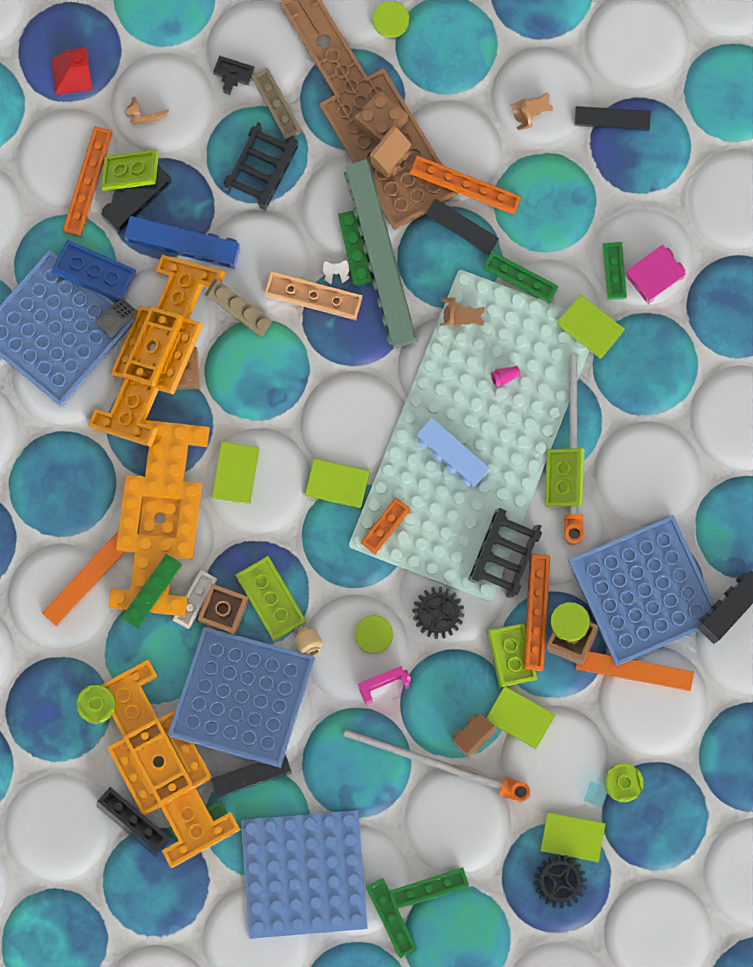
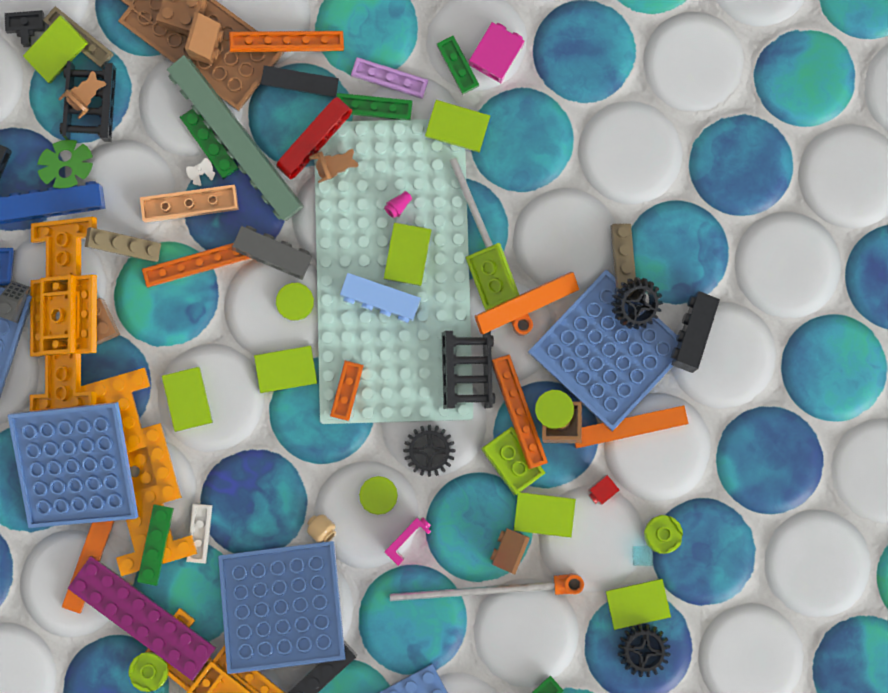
camera: 30 degrees left, 5 degrees up
(109, 487) = (73, 465): none -> medium blue plate
(111, 653) = (142, 618): none -> magenta plate
(223, 609) = (229, 533): medium nougat brick -> none
(226, 216) = (78, 167): none -> bright green piece
(251, 106) = (54, 48): none -> lime tile
(257, 158) = (81, 96): none -> medium nougat hair
(271, 598) = (269, 502): lime tile -> none
(300, 353) = (191, 265): none -> orange tile
(370, 371) = (271, 252): none -> dark grey brick
(372, 425) = (294, 301): none -> lime tile
(453, 283) = (314, 138): none -> red beam
(494, 424) = (407, 254): none -> lime tile
(546, 257) = (389, 78): none -> lavender tile
(584, 717) = (603, 490): none -> red brick
(586, 513) = (526, 302): none -> orange tile
(693, 514) = (623, 253): none -> dark tan plate
(700, 567) = (642, 286): none -> black gear

